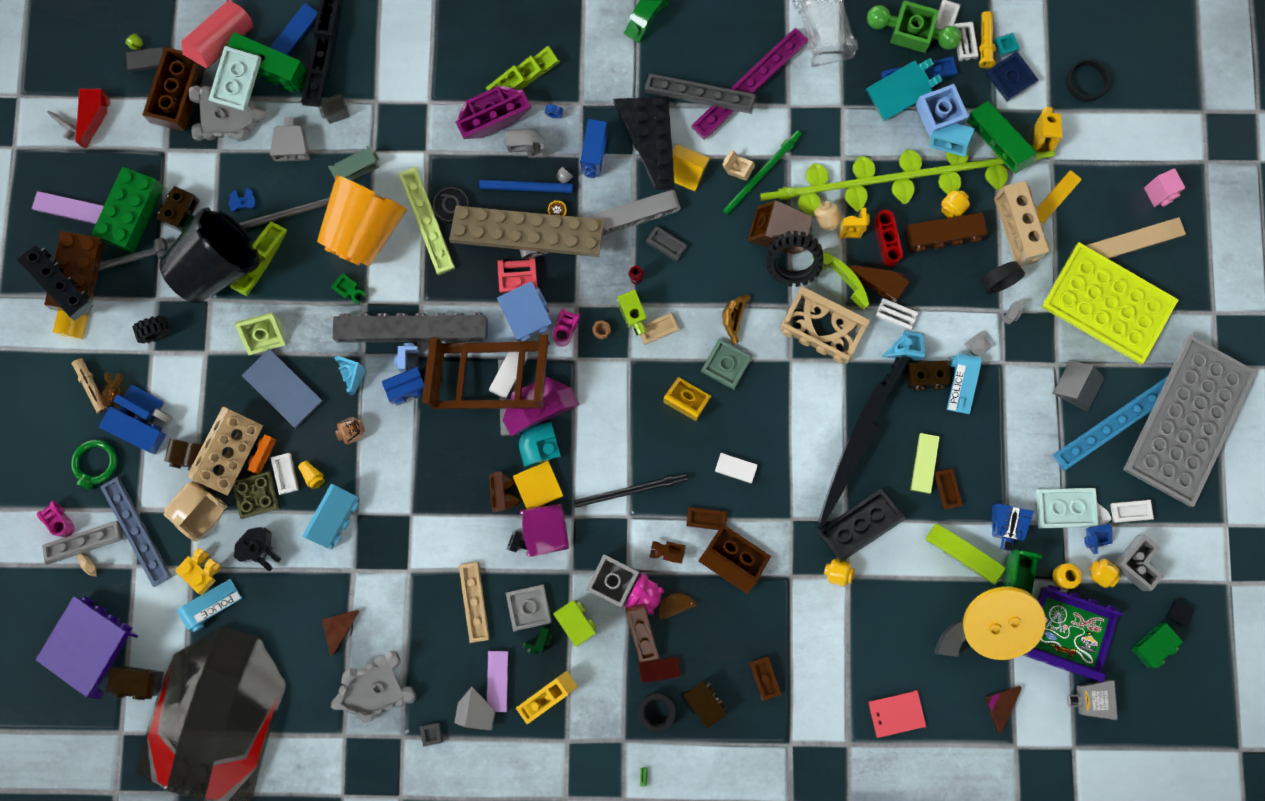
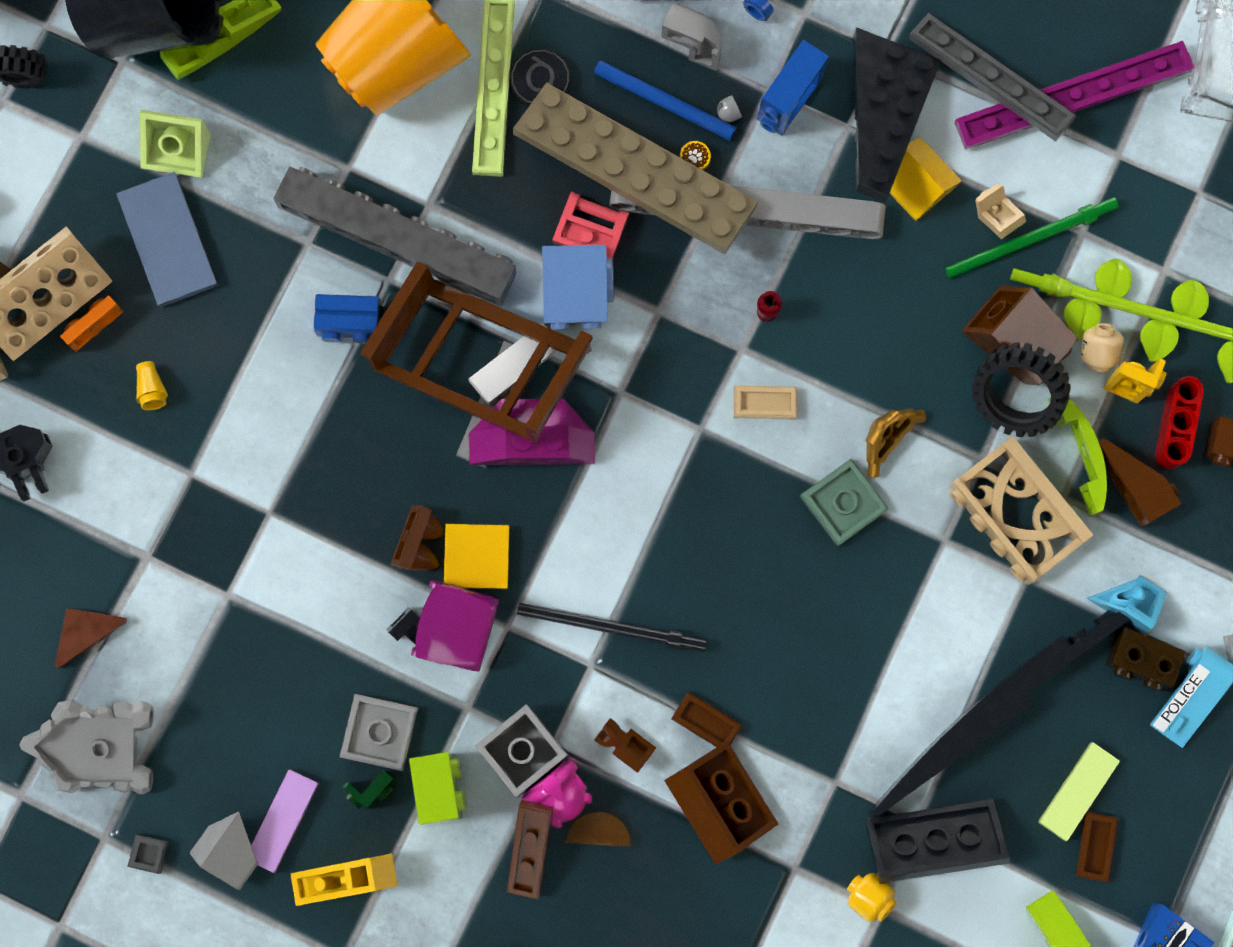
camera: 20 degrees right, 0 degrees up
(255, 495) = (55, 379): olive tile -> none
(285, 473) = (112, 367): white tile -> none
(331, 517) = (150, 462): medium azure slope -> none
(347, 287) = (330, 133): green plate -> none
(350, 430) = (236, 346): medium nougat head -> none
(351, 372) = (277, 262): medium azure slope -> none
(401, 360) = (362, 276): light blue bracket -> none
(474, 602) = (302, 686): tan tile -> none
(538, 445) = (505, 495): teal brick -> none
(565, 324) = (630, 333): dark pink piece -> none
(601, 330) = (679, 366): medium nougat tile -> none
(628, 304) = (739, 345): lime torso -> none
(659, 669) = (530, 917): clear red tile -> none
(666, 243) = (836, 280): dark grey tile -> none
(686, 399) = (759, 527): yellow slope -> none
(736, 468) = (786, 666): white tile -> none
(911, 320) = (1120, 524): white tile -> none

